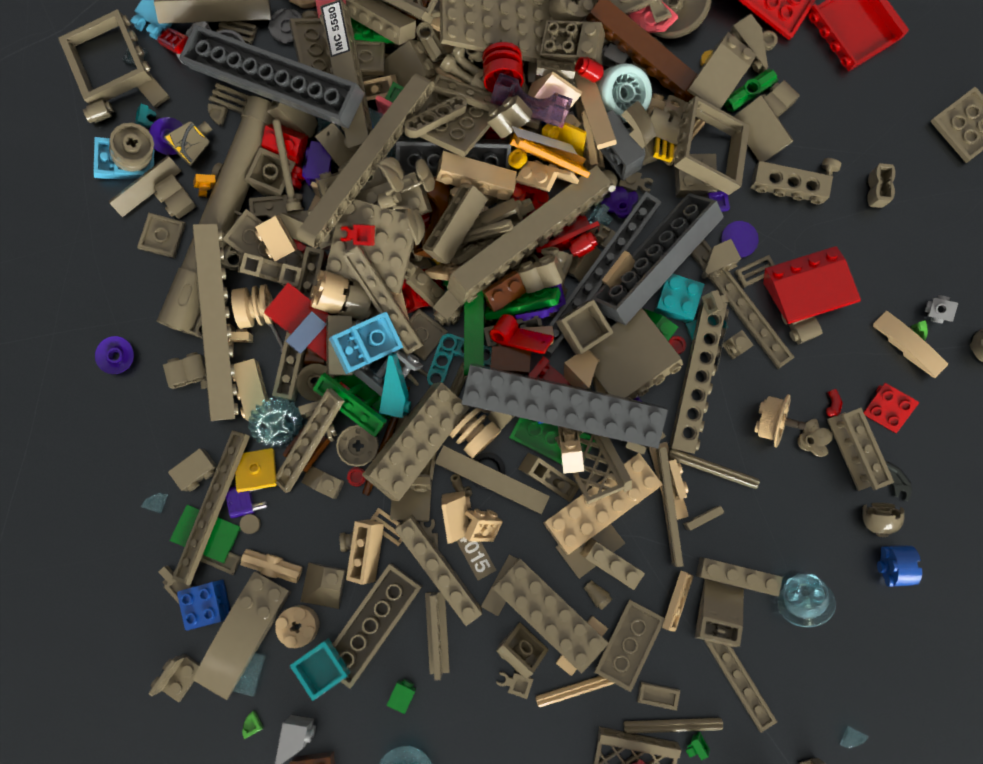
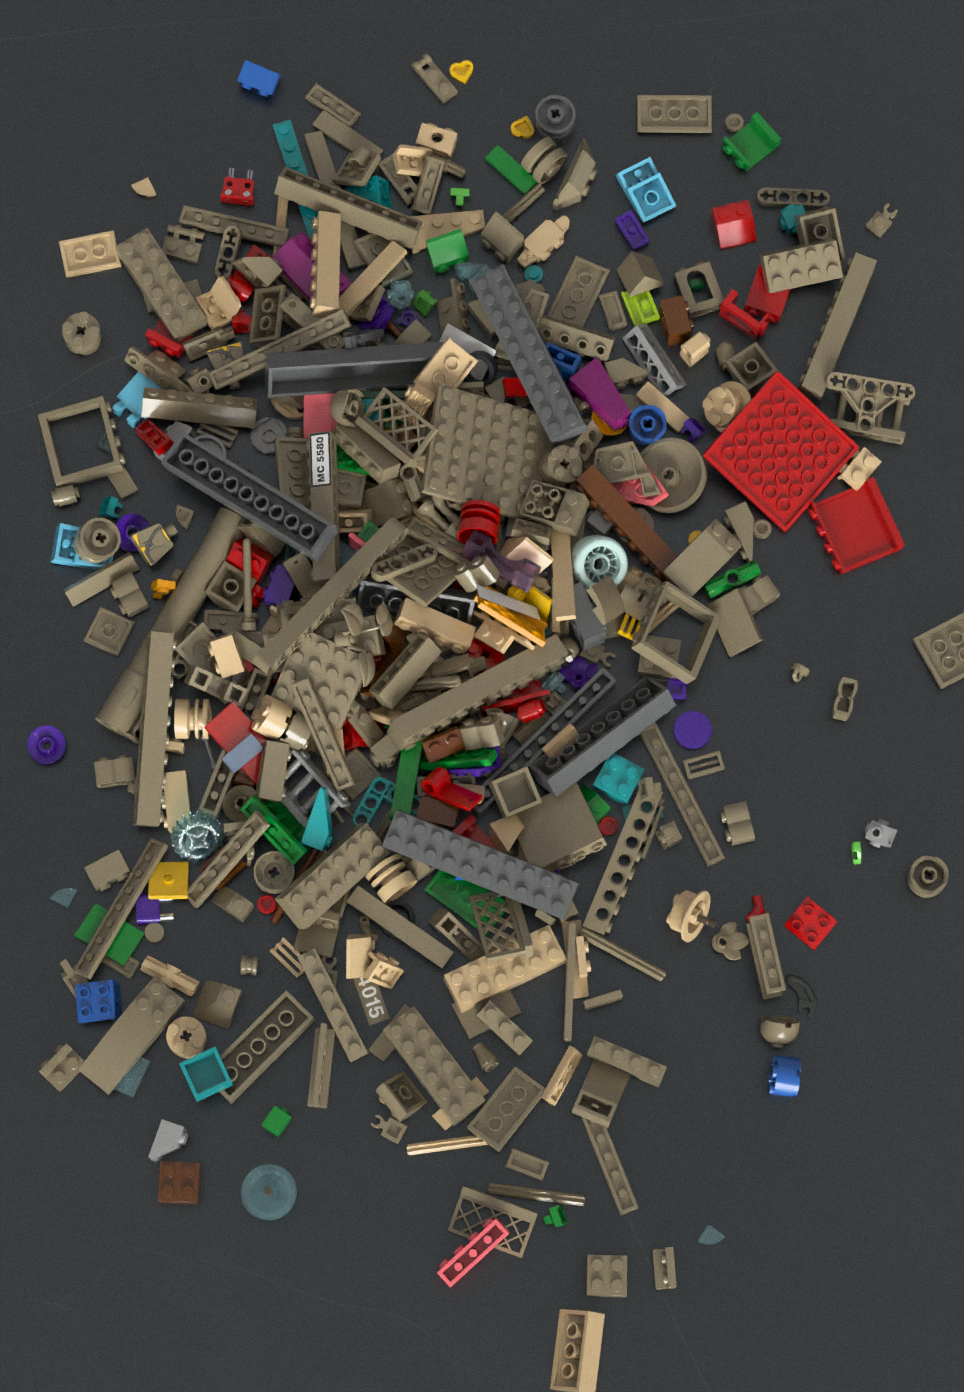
camera: 10 degrees right, 5 degrees down
(216, 92) = (191, 489): dark tan tile -> none
(251, 725) = (126, 1125): bright green tile -> none
(360, 234) = (312, 667): red plate -> none
(365, 551) = (264, 975): tan brick -> none
(366, 342) = (299, 772): medium azure slope -> none
(517, 158) = (478, 616): yellow tile -> none
(570, 450) = (480, 908): tan slope -> none
(589, 69) = (564, 538): red brick -> none
(721, 257) = (666, 746): dark tan slope -> none
(800, 178) = (766, 678): dark tan brick -> none
(806, 601) = (686, 1092): clear light blue piece -> none
(811, 285) = (752, 787): red slope -> none
(911, 344) = (843, 863): tan slope -> none

